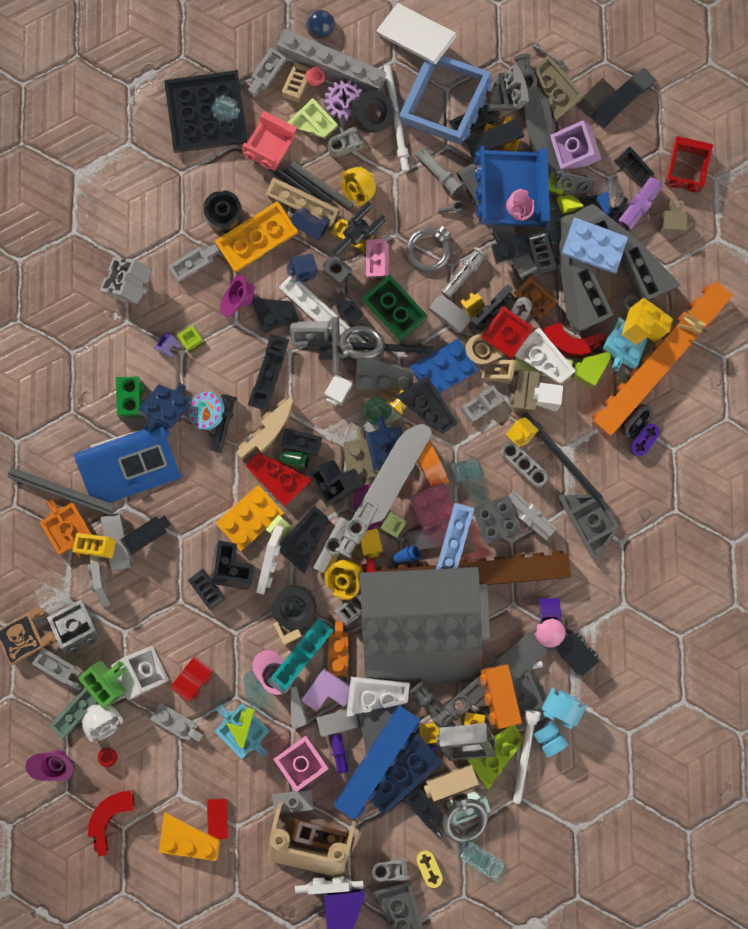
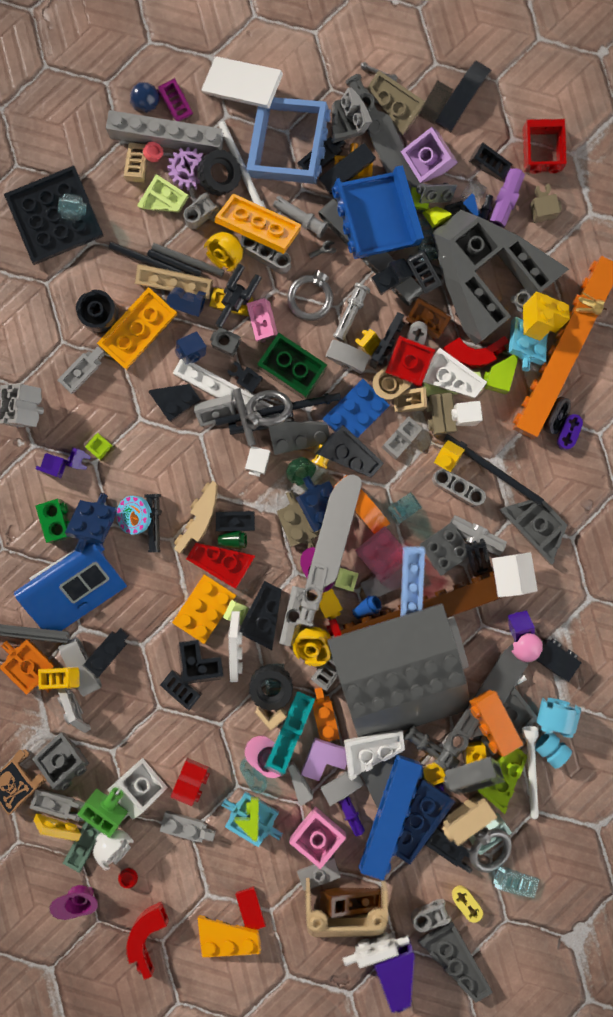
camera: 10 degrees left, 5 degrees up
(49, 686) = (55, 828): none -> yellow wing
(141, 345) = (52, 465): none -> dark purple panel
(238, 294) = (135, 390): magenta piece -> none
(266, 71) = (103, 159): light grey hinge -> none
(269, 141) = (125, 229): coral panel -> none
(269, 372) = (185, 461): black slope -> none
(333, 484) = (276, 555): black brick -> none
(346, 19) = (168, 86): none -> magenta slope
(395, 189) = (271, 260): none -> light grey beam
(397, 168) = (258, 223): none -> light orange plate
(520, 205) = (390, 229): bright pink hair -> none
(524, 523) = (475, 546): none -> black tile
(555, 559) = (514, 574): none -> white slope
(594, 245) = (475, 251): light blue plate -> none

